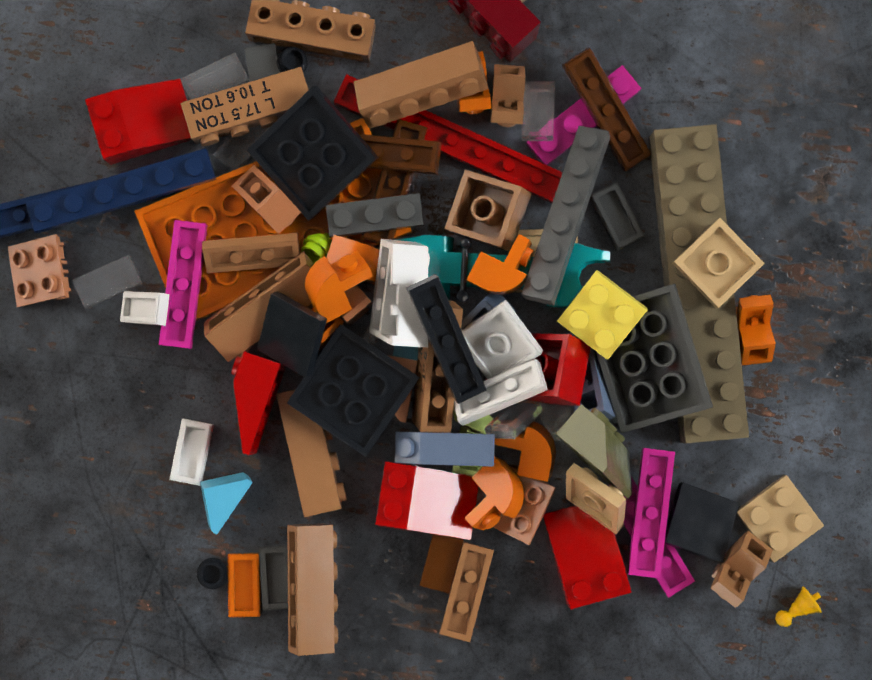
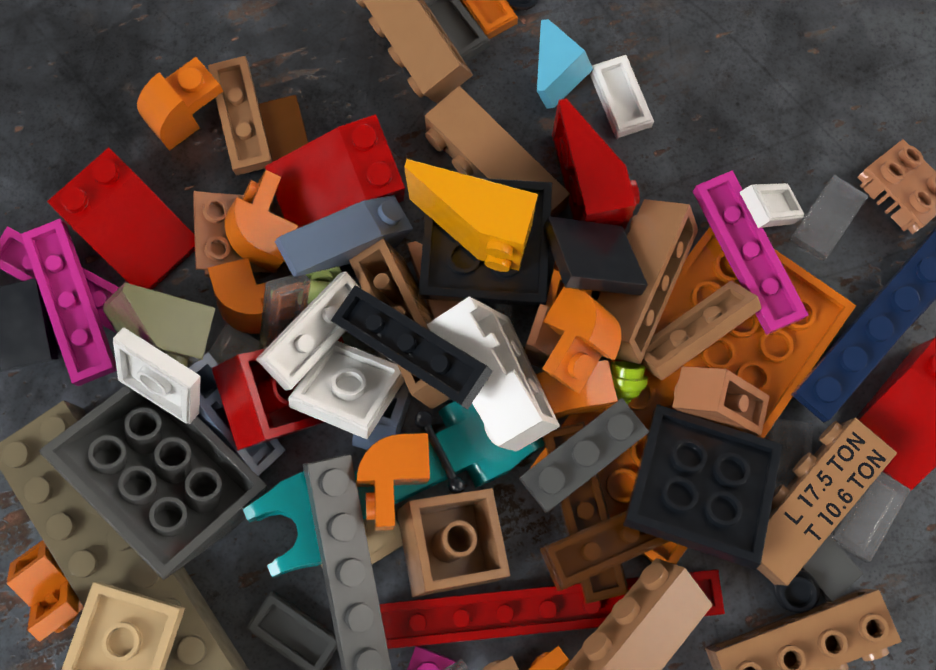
camera: 150 degrees right, 10 degrees down
(351, 393) = (478, 213): none -> light orange slope
(508, 622) = (171, 101): none -> orange brick
(595, 498) = (114, 274): tan plate -> none
(602, 314) = (238, 490): light yellow plate -> none
(615, 412) = (157, 376): none -> white tile

